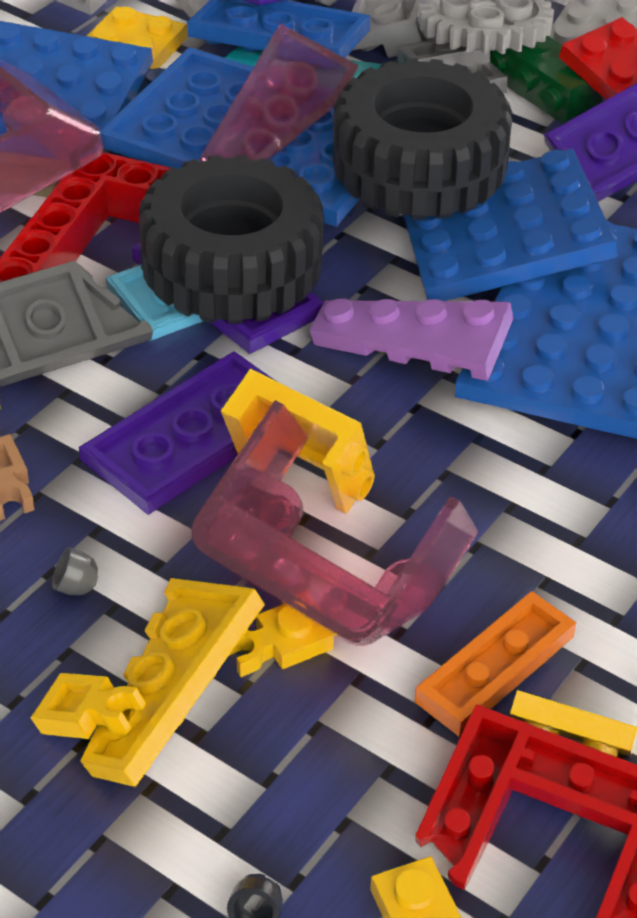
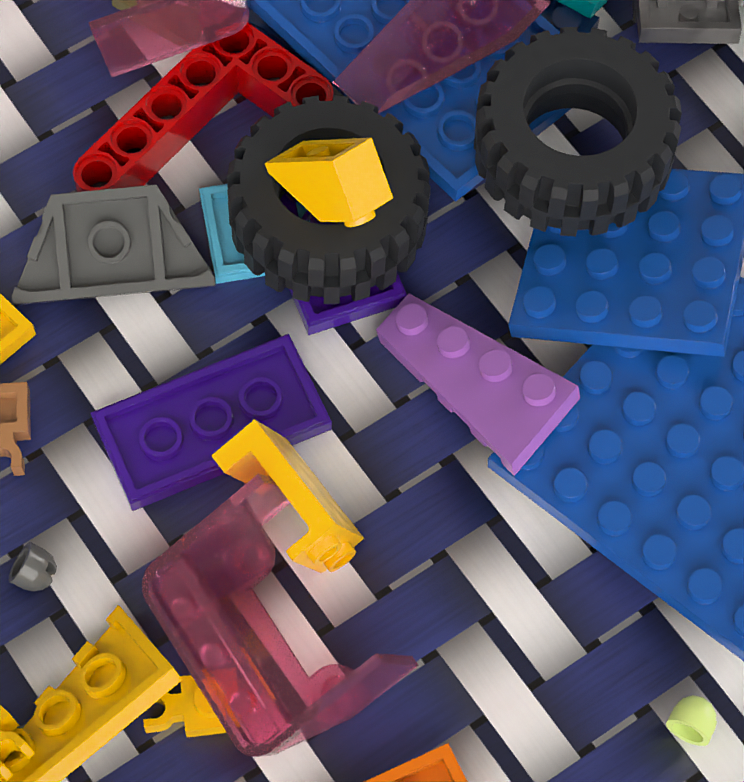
camera: 20 degrees right, 20 degrees up
(242, 191) = (334, 178): none -> yellow slope

